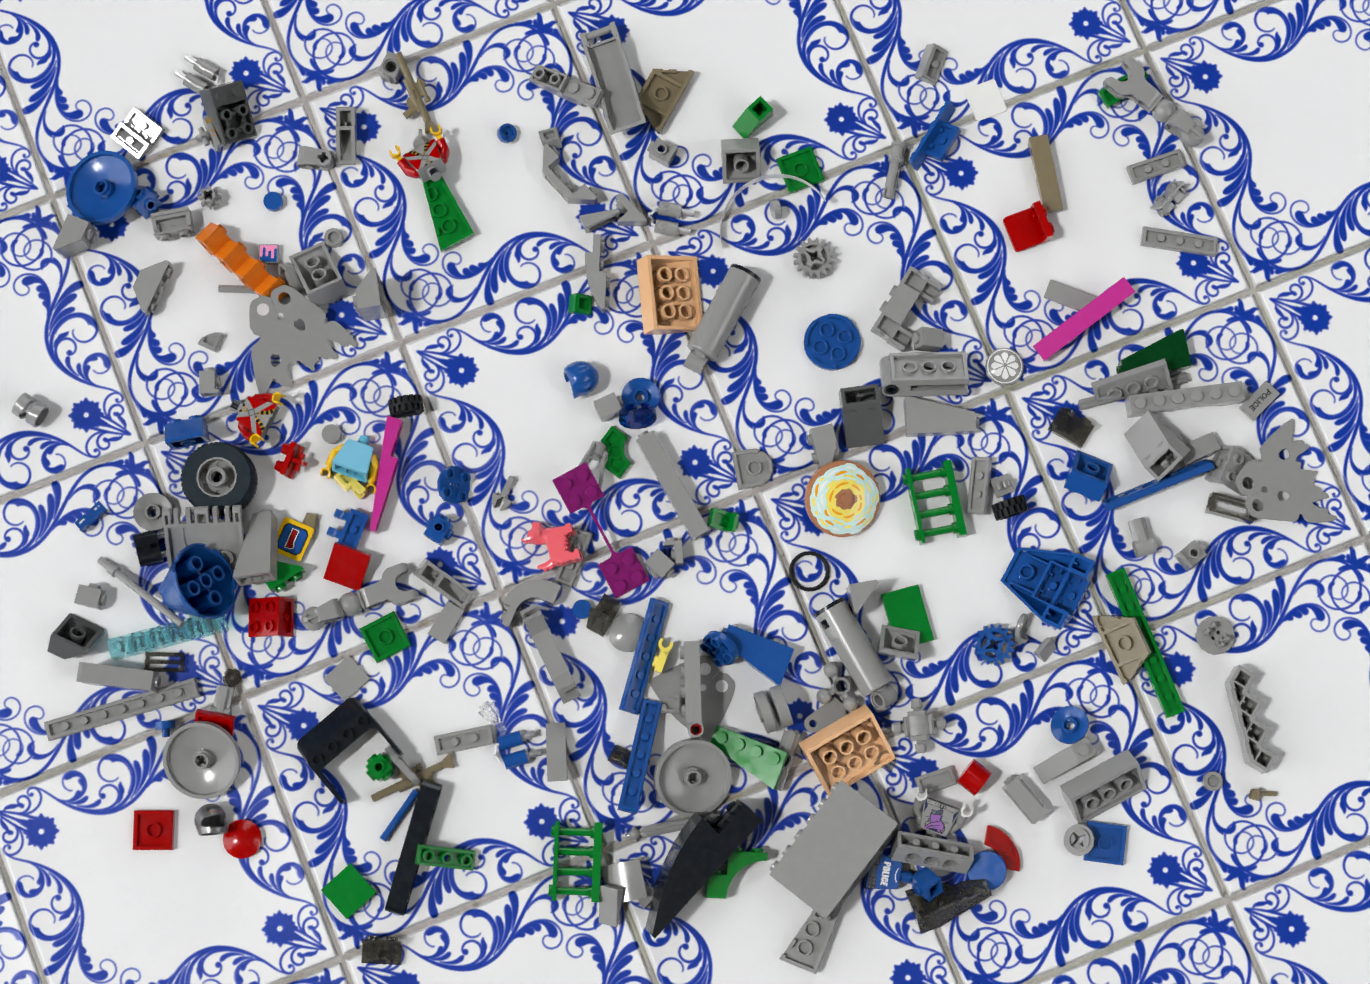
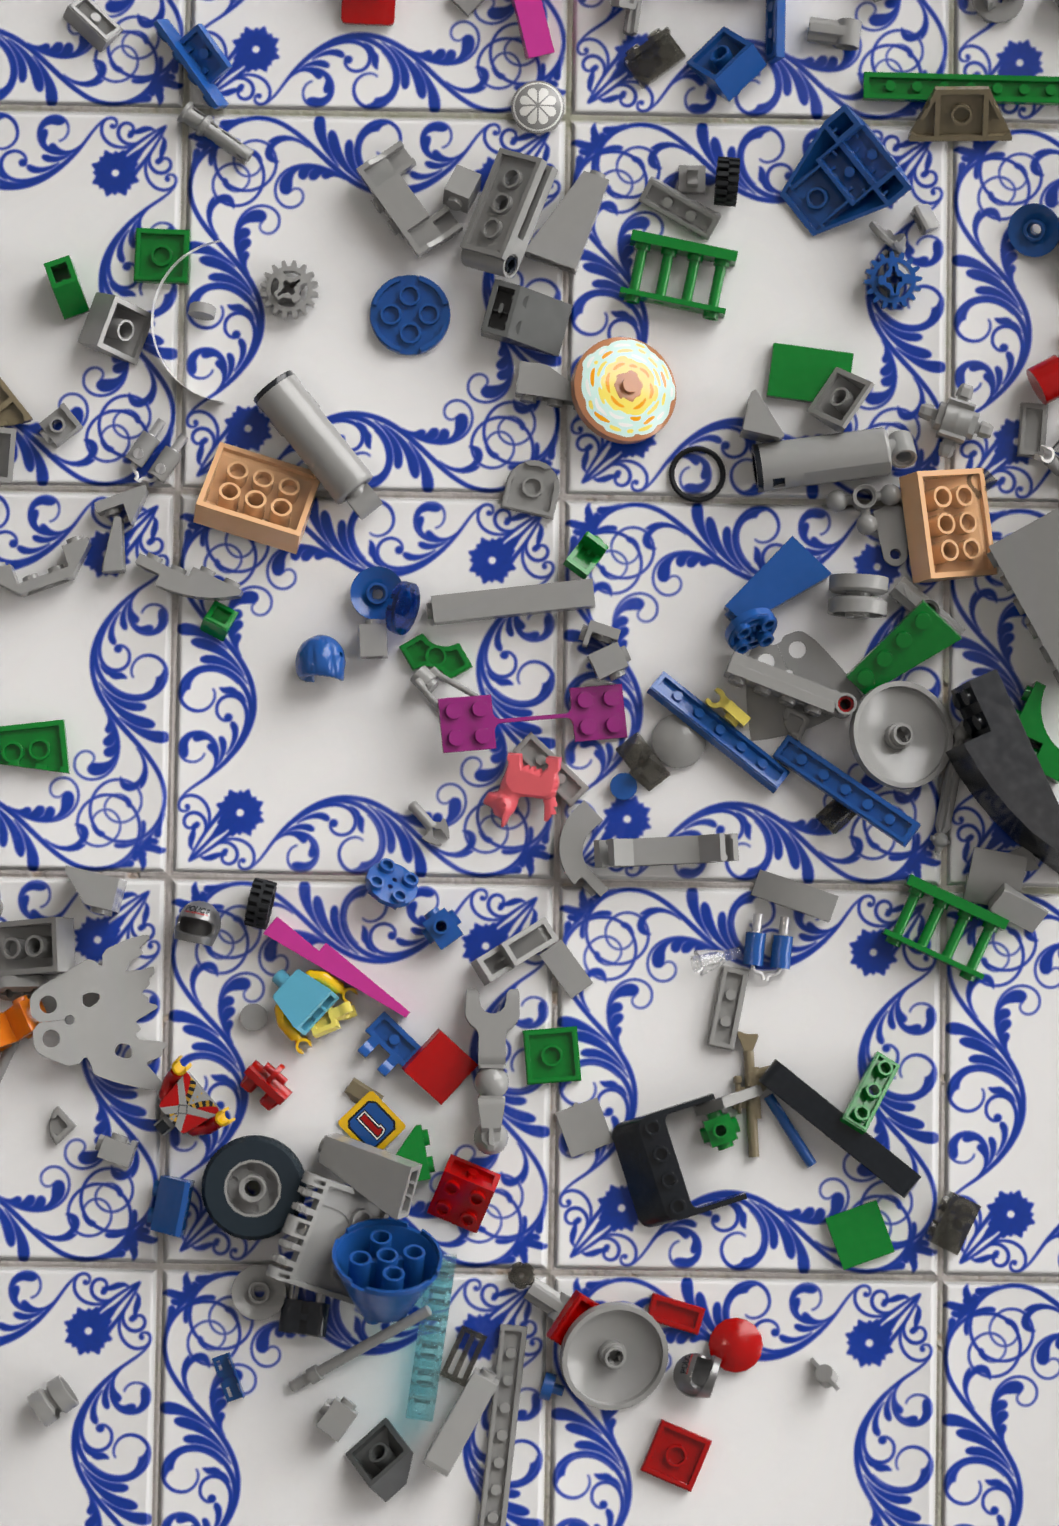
camera: 70 degrees left, 5 degrees up
(245, 907) = (825, 1375): none -> light grey piece
(247, 790) = (676, 1313): none -> red tile
(376, 372) = (198, 923): none -> flat silver helmet

